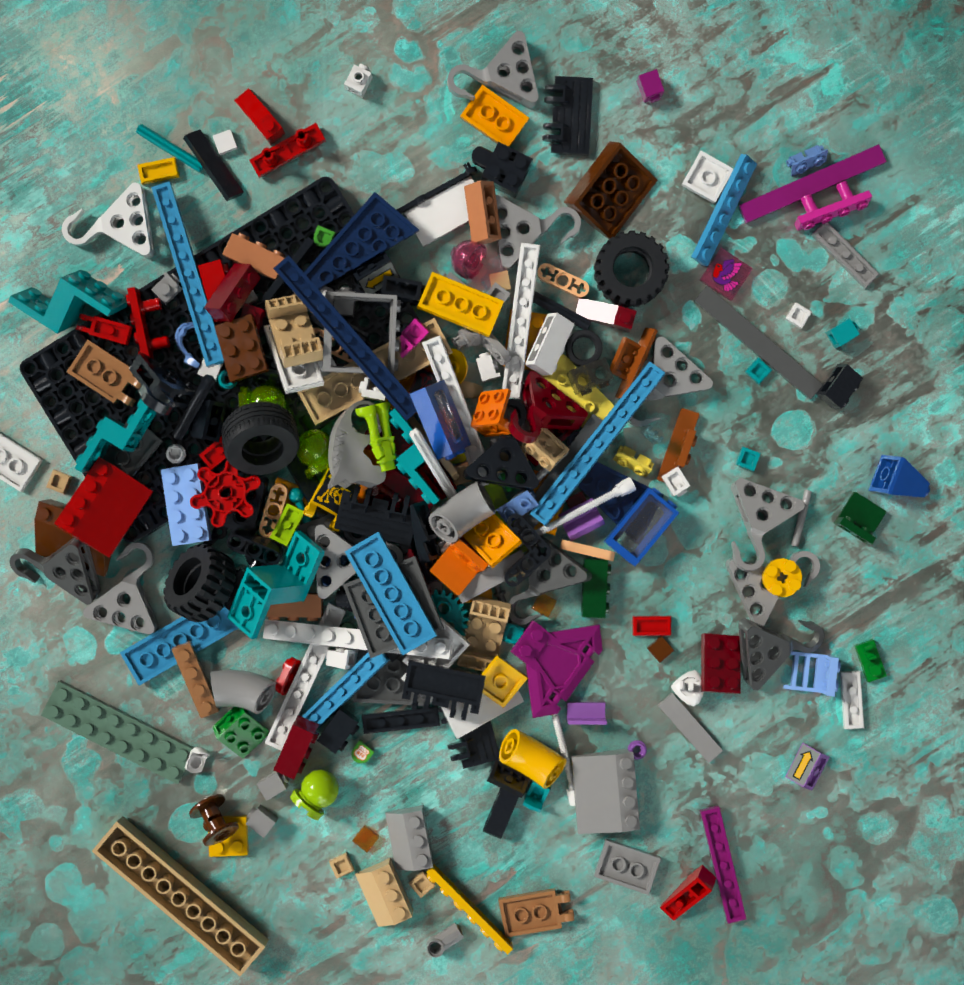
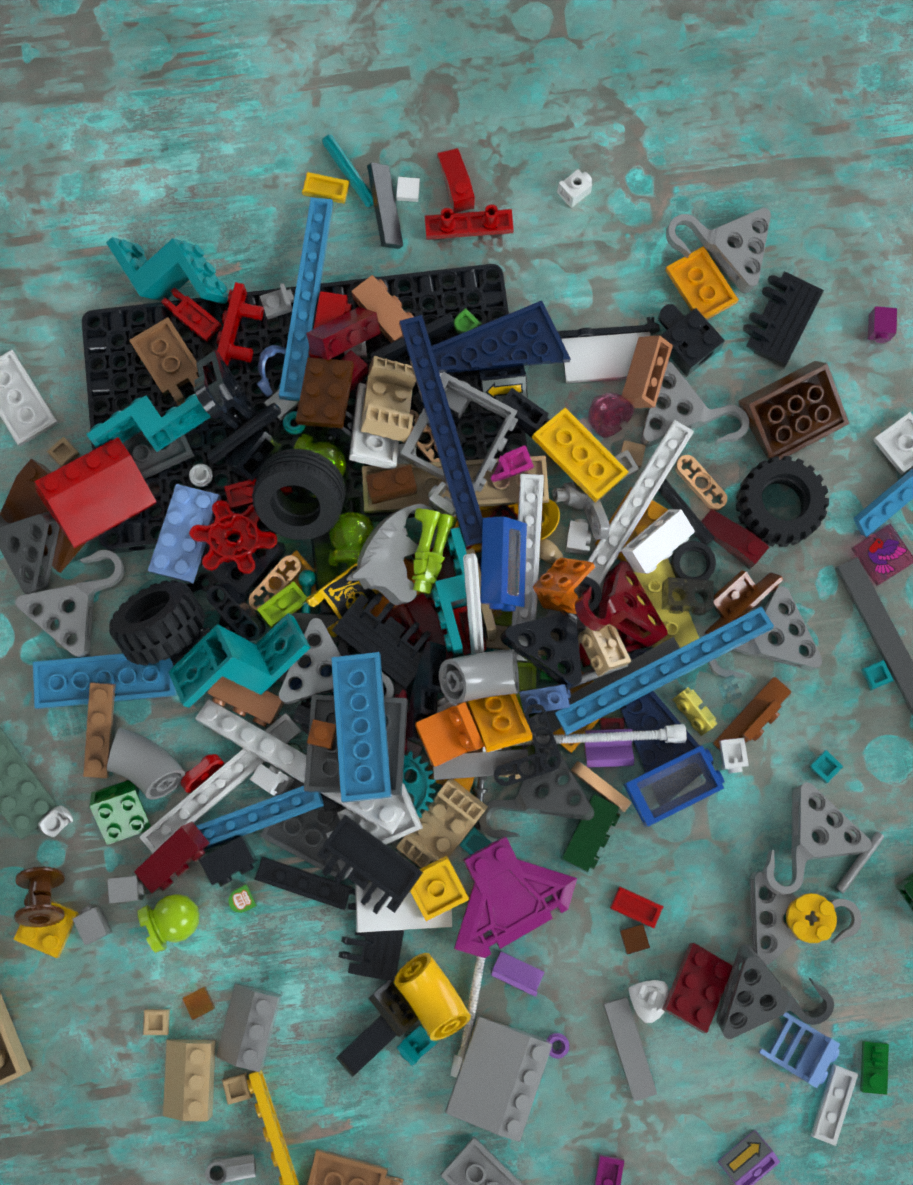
camera: 25 degrees right, 10 degrees down
(107, 224) = (246, 215): white piece -> none
(326, 396) = (391, 484): none -> reddish brown brick
(364, 611) = (322, 734): none -> dark orange plate
(544, 604) = (524, 826): clear orange tile -> none

